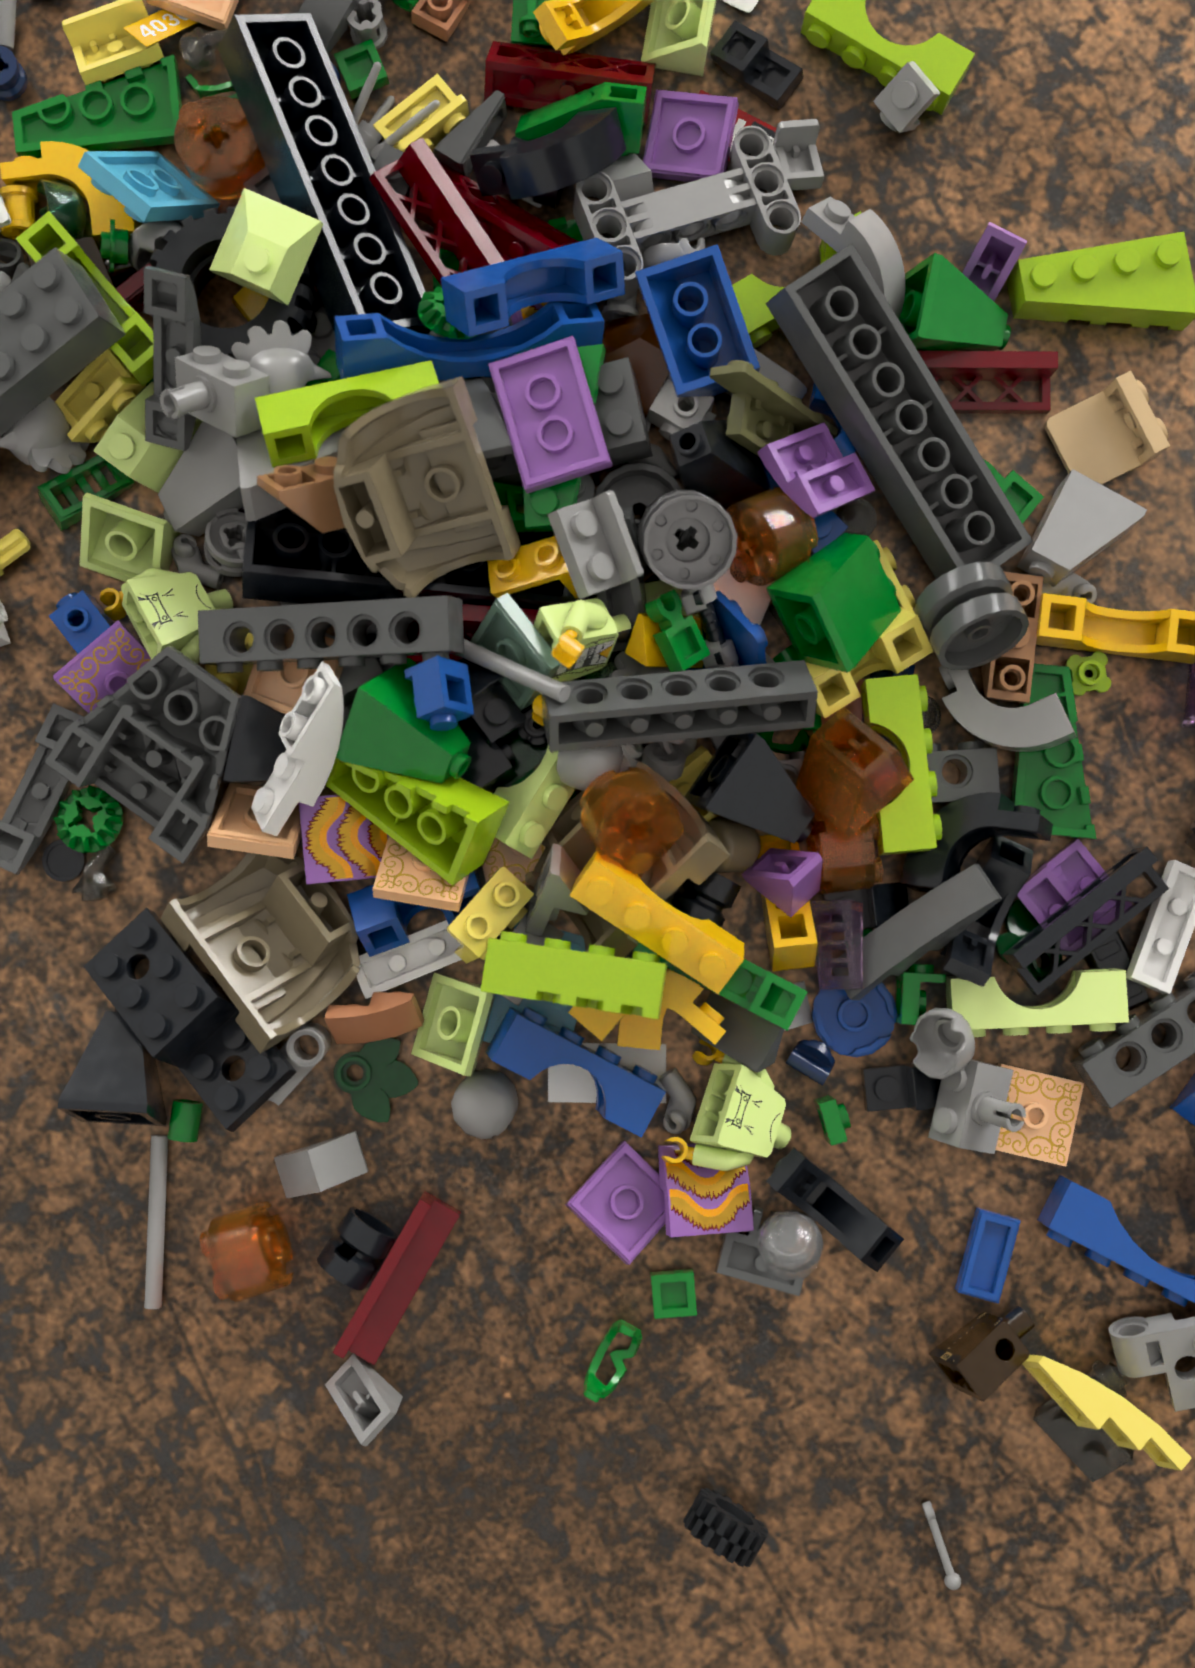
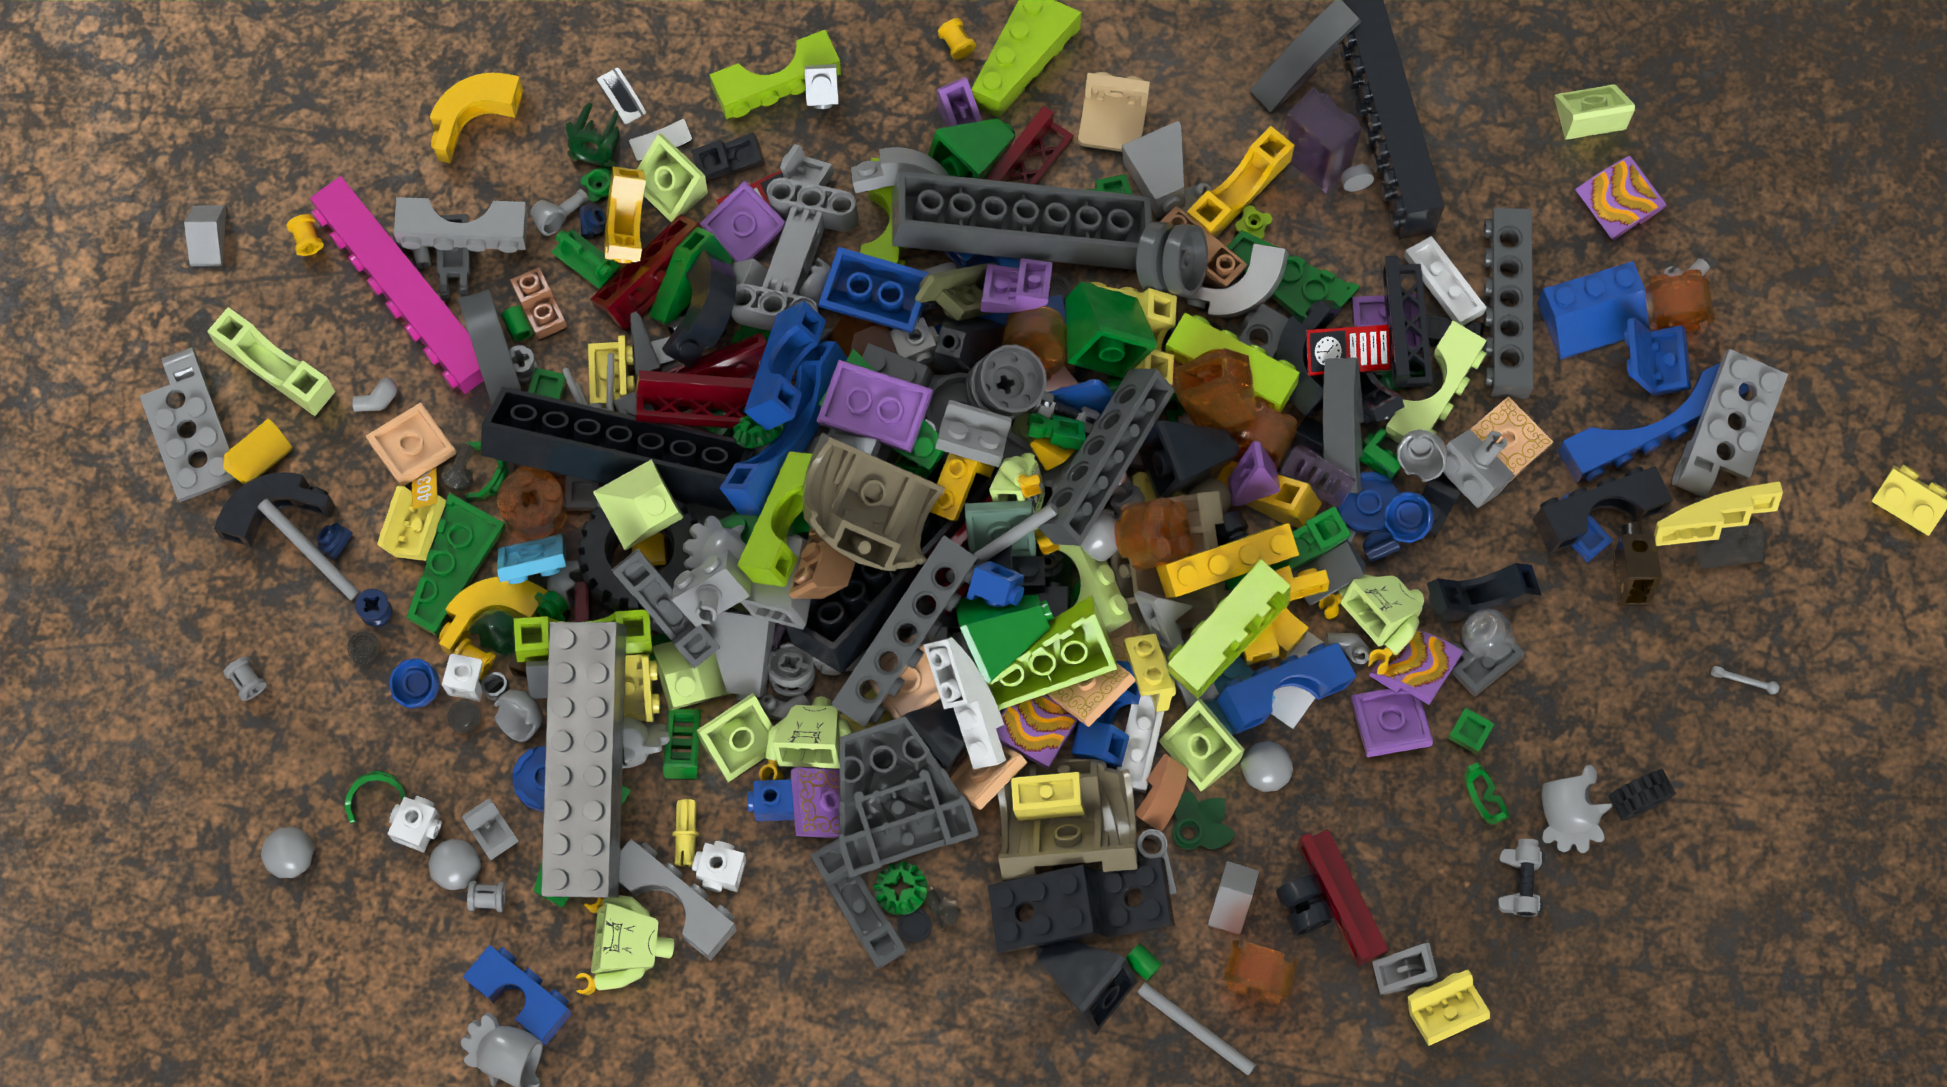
camera: 50 degrees left, 15 degrees down
(273, 903) = (1047, 796): none -> light yellow panel
(352, 1471) = (1447, 1007): none -> light yellow bracket
(575, 1445) = (1526, 858): none -> light grey piece
(655, 1461) = (1571, 813): none -> light grey piece
(833, 1119) = (1426, 559): green plate -> none
(861, 1074) = (1408, 517): none -> blue hair
(1024, 890) = (1367, 343): none -> sticker
(1063, 1298) = (1635, 495): none -> black arch
(1071, 205) = (956, 38): none -> yellow bush

